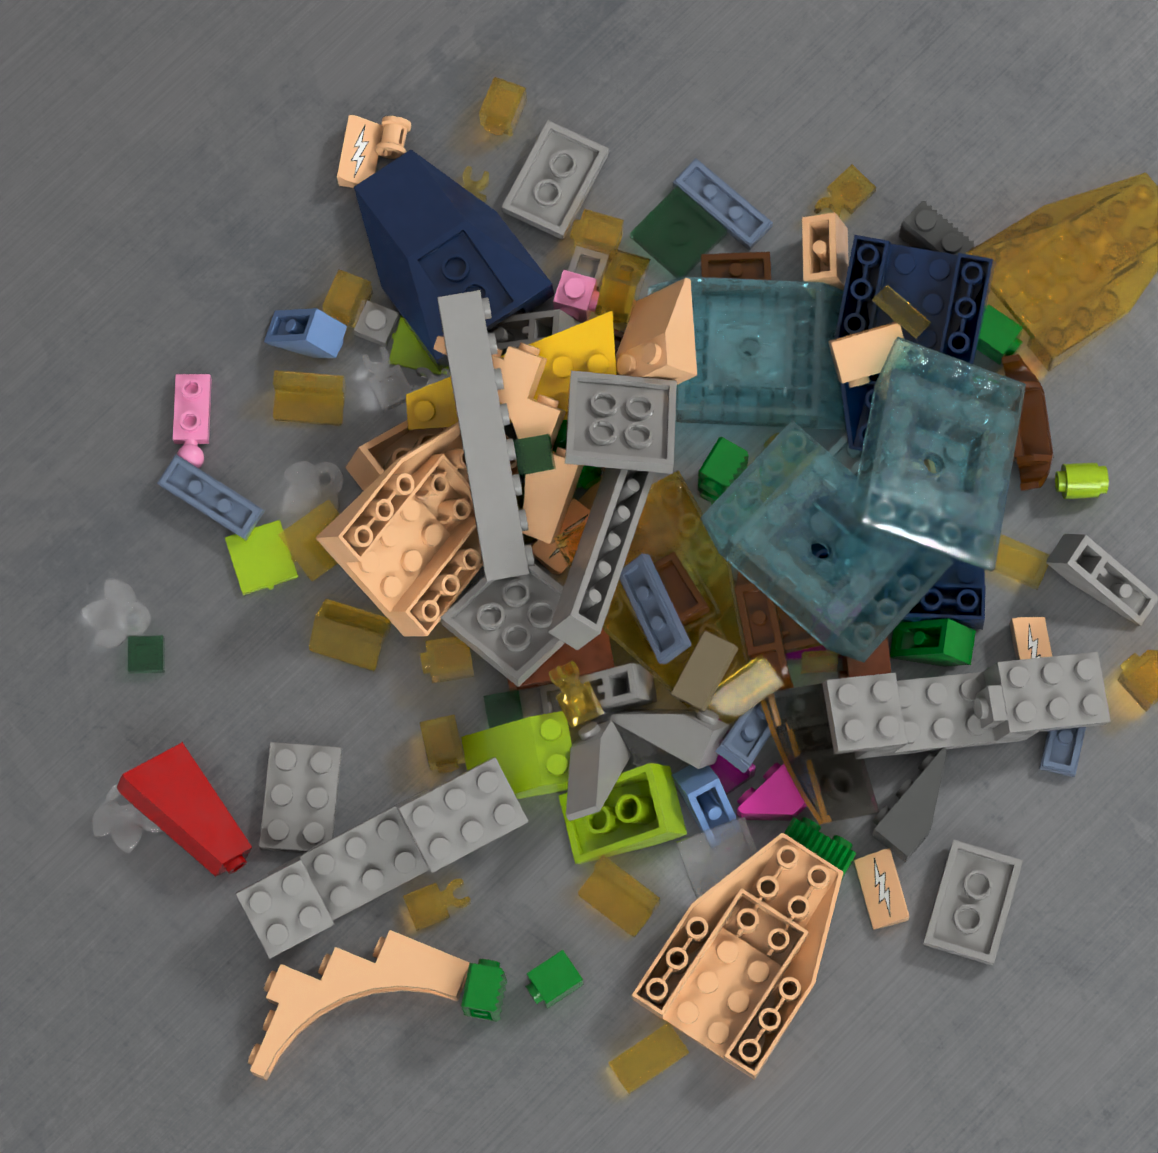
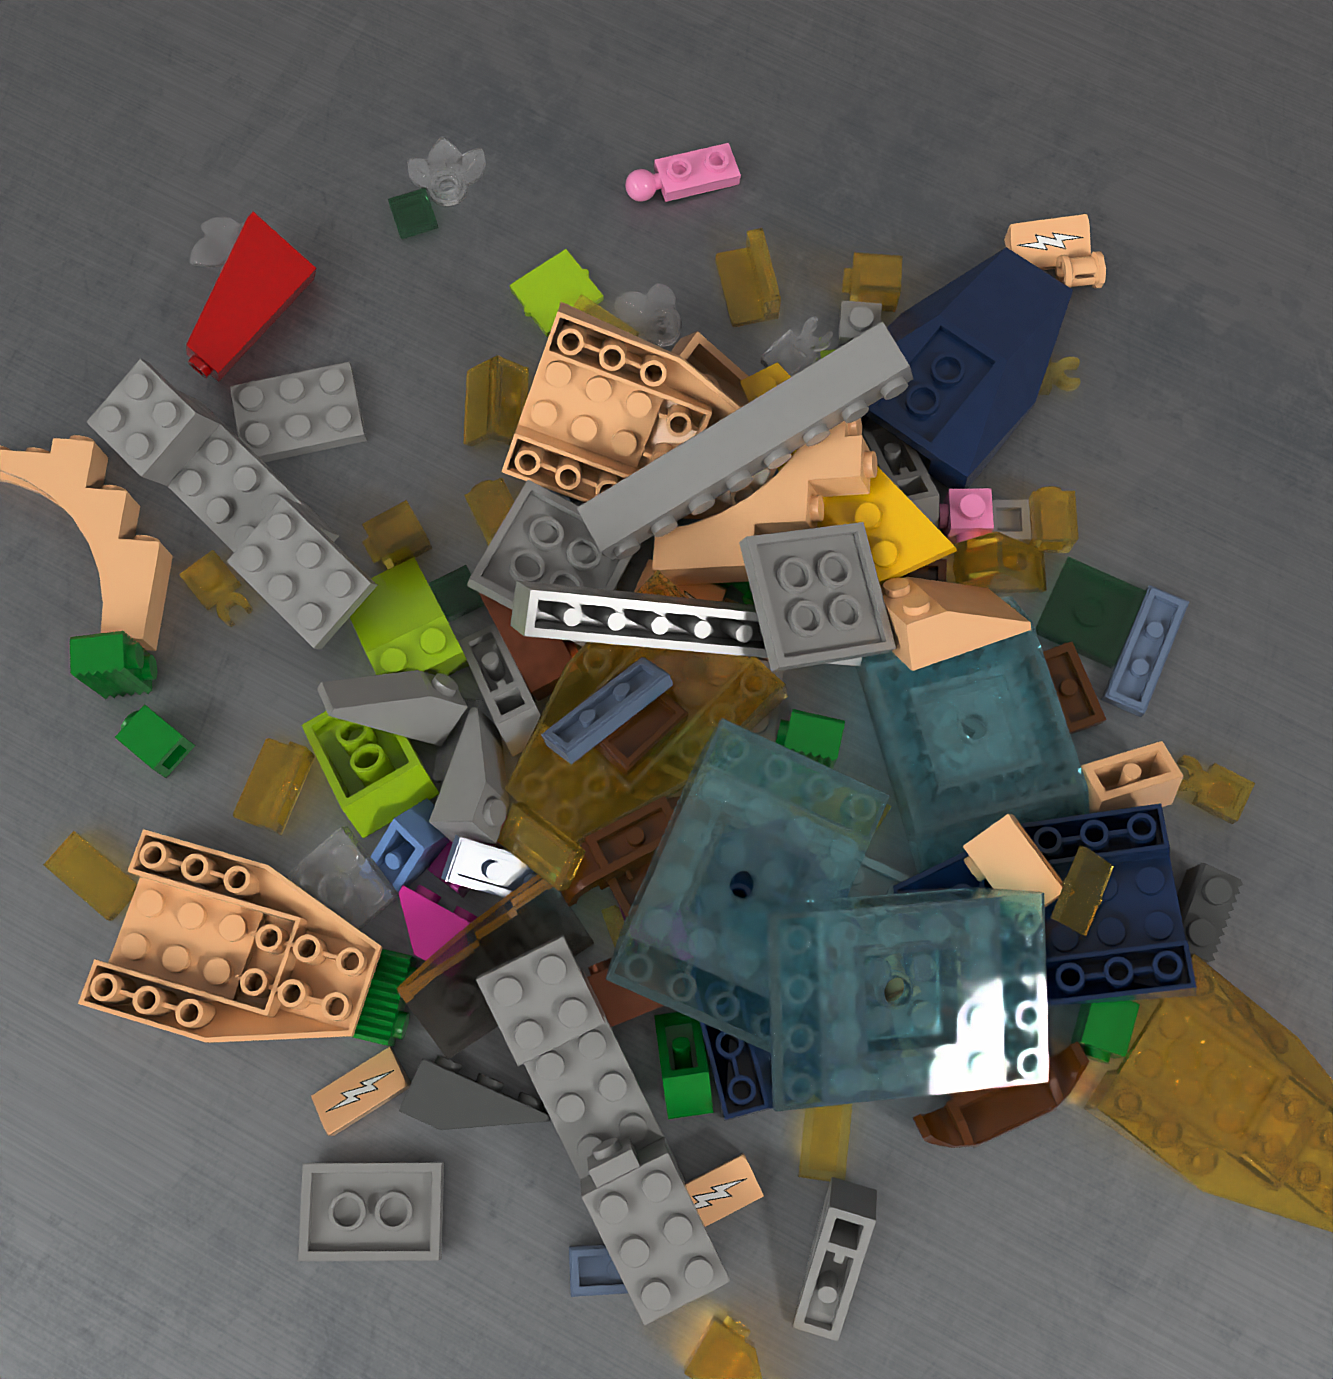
camera: 70 degrees right, 0 degrees up
(210, 497) = (602, 217): sand blue tile -> none
(306, 332) = (820, 255): medium blue slope -> none
(502, 107) = (1163, 372): clear yellow brick -> none
(534, 454) = (744, 511): clear green tile -> none
(555, 180) = (1100, 455): light grey plate -> none
(576, 699) = (475, 660): clear yellow plate -> none
(704, 671) = (545, 790): dark tan tile -> none
(1082, 480) = (955, 1193): lime brick -> none

